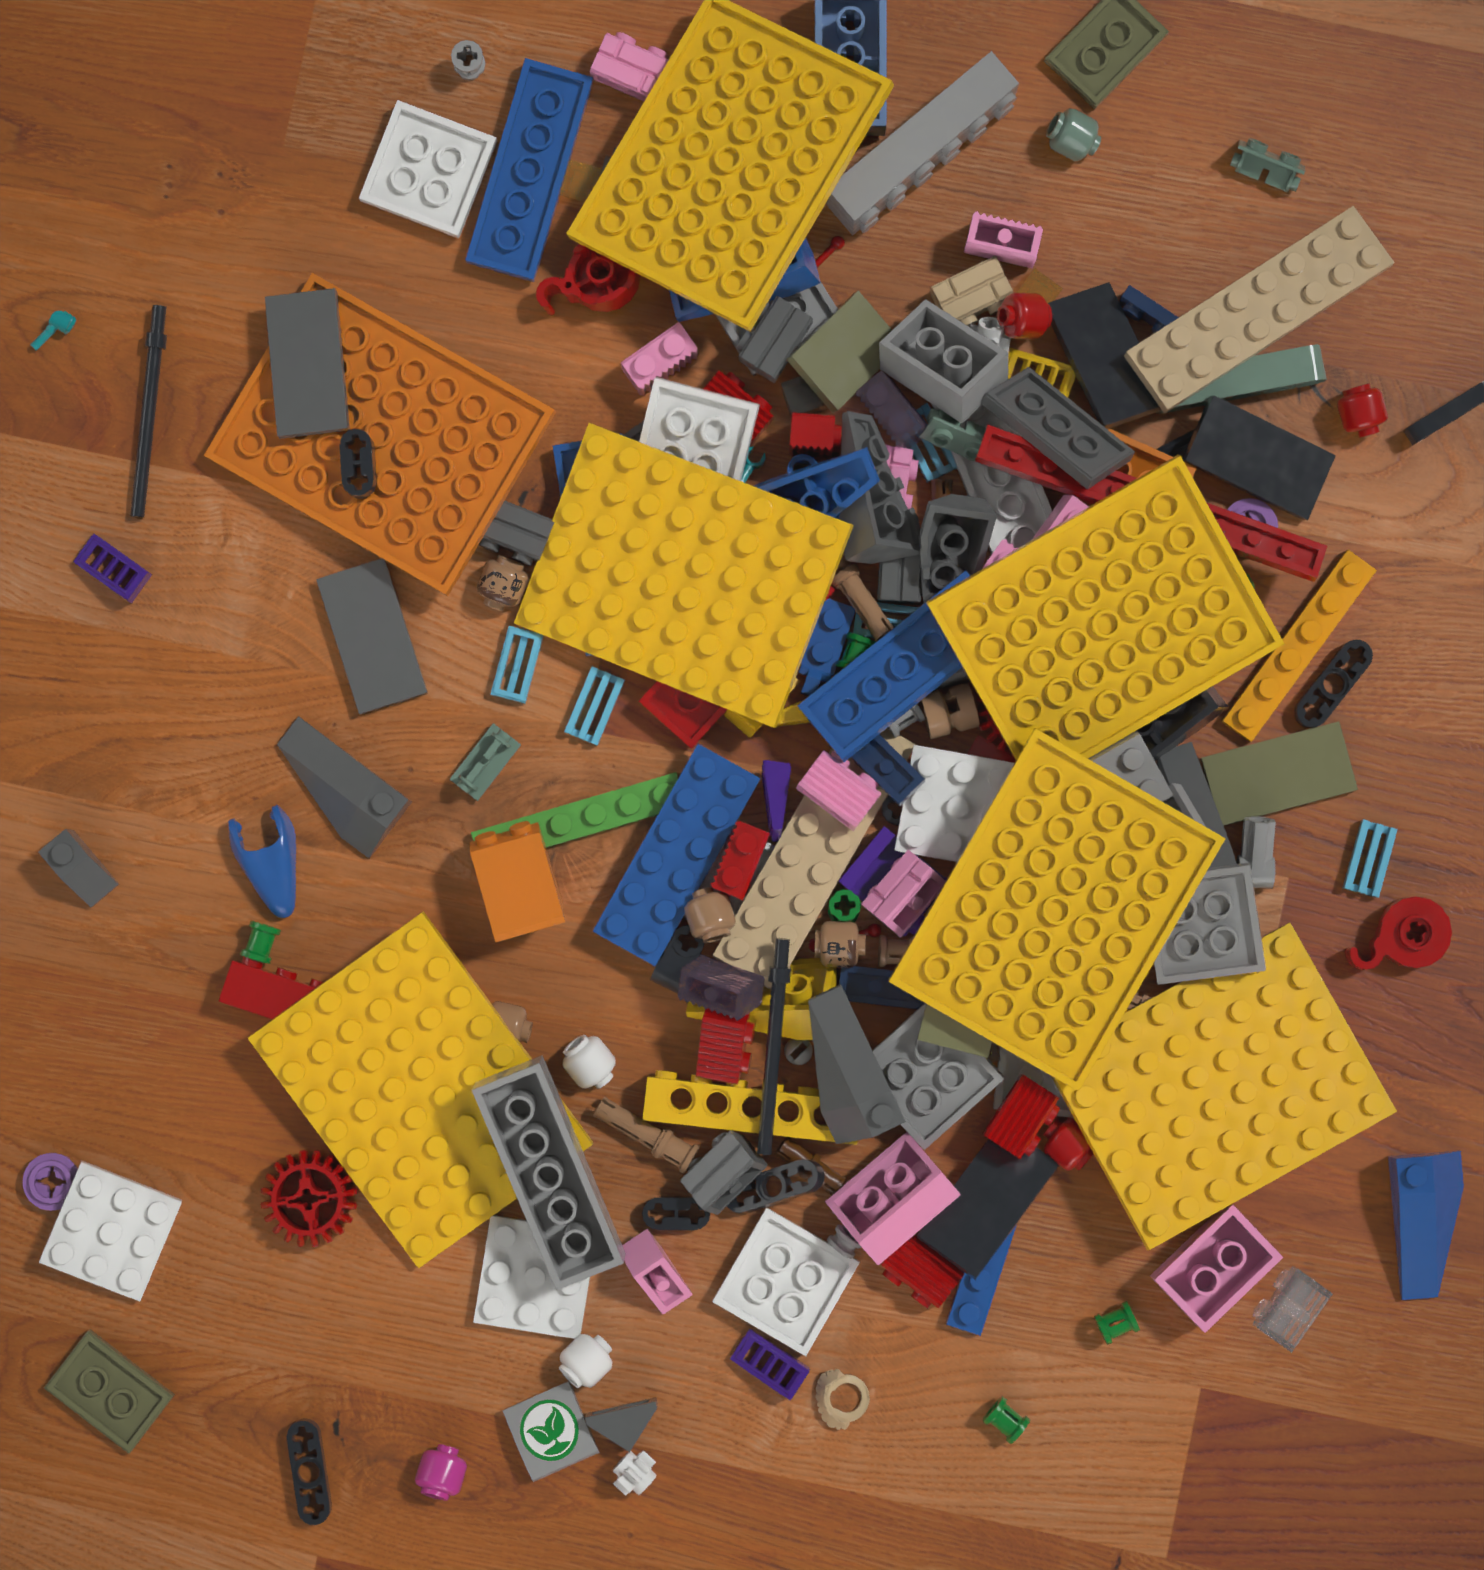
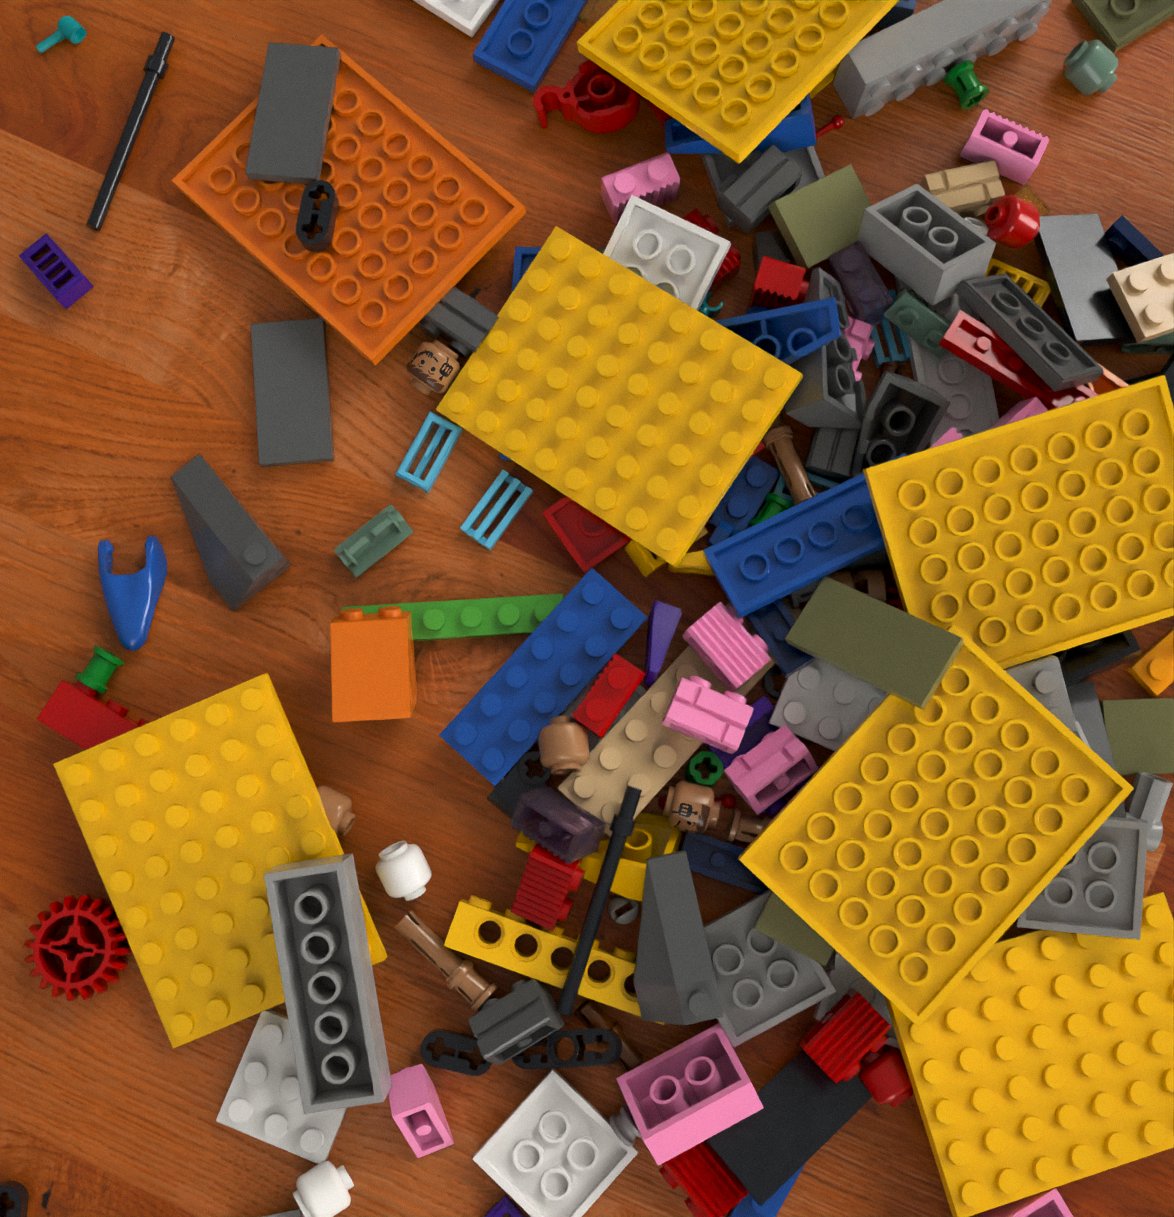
camera: 10 degrees right, 5 degrees down
(834, 856) = (708, 714): none -> bright pink brick
(955, 179) = (966, 85): none -> green bush
(968, 758) = (875, 642): none -> olive tile

